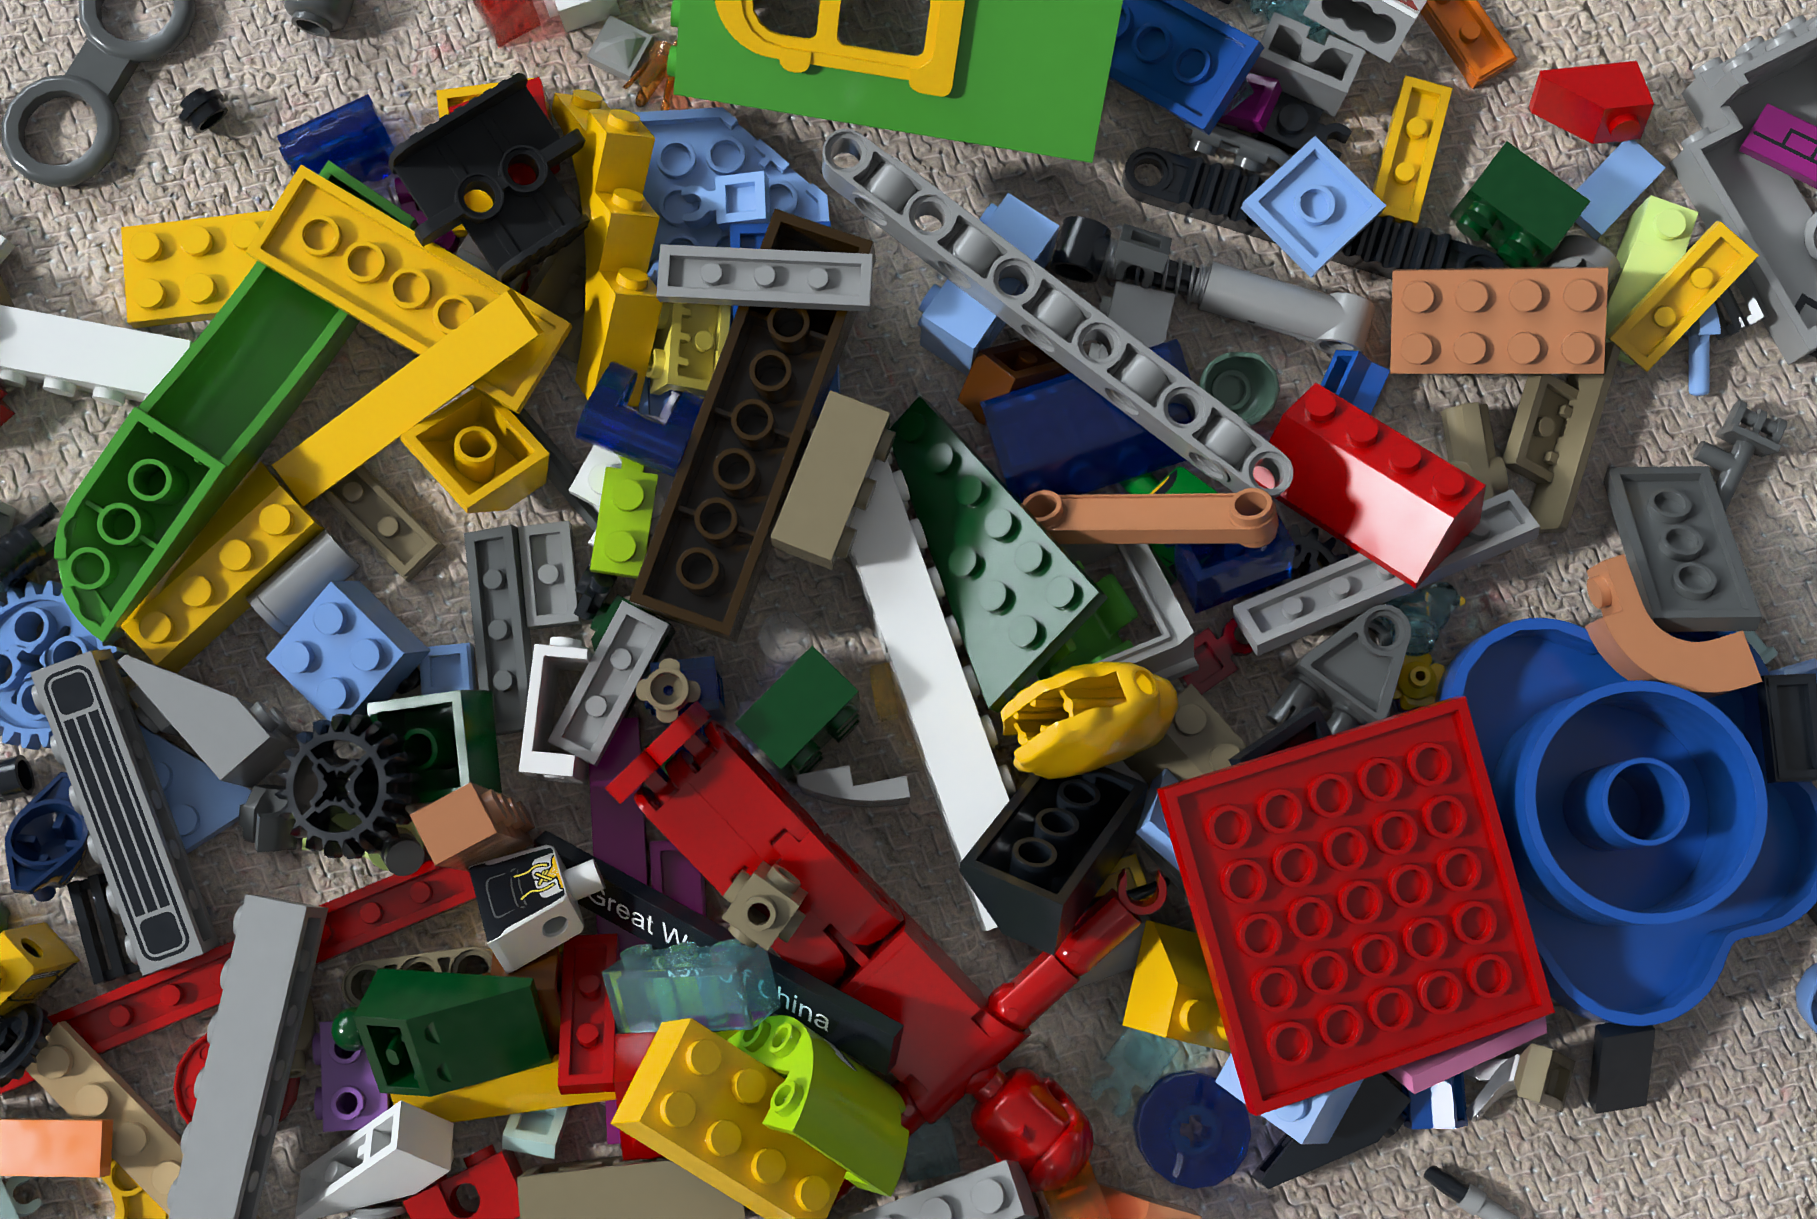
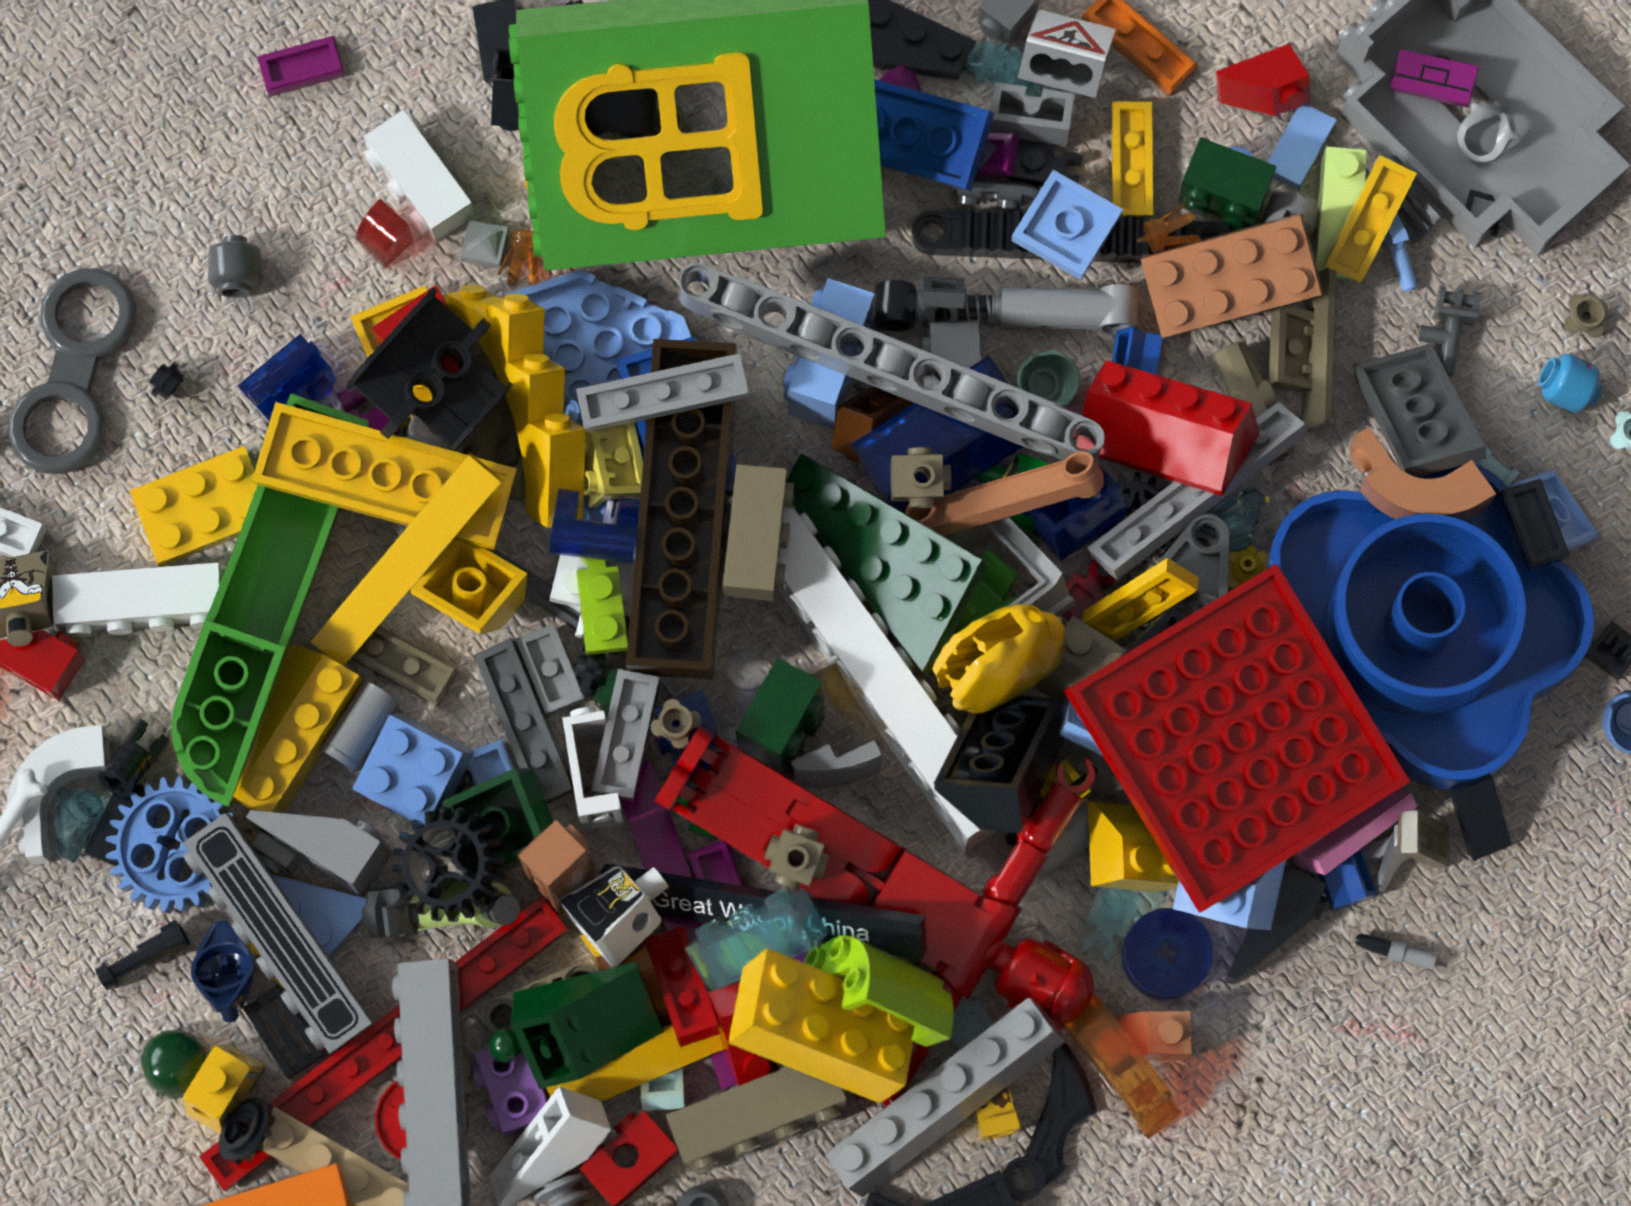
camera: 10 degrees left, 5 degrees down
(736, 200) = (614, 340): light blue plate -> none
(1030, 469) = (906, 488): none -> dark tan brick
(1281, 689) = (1141, 599): none -> yellow plate
(1419, 243) = (1157, 230): none -> clear orange piece

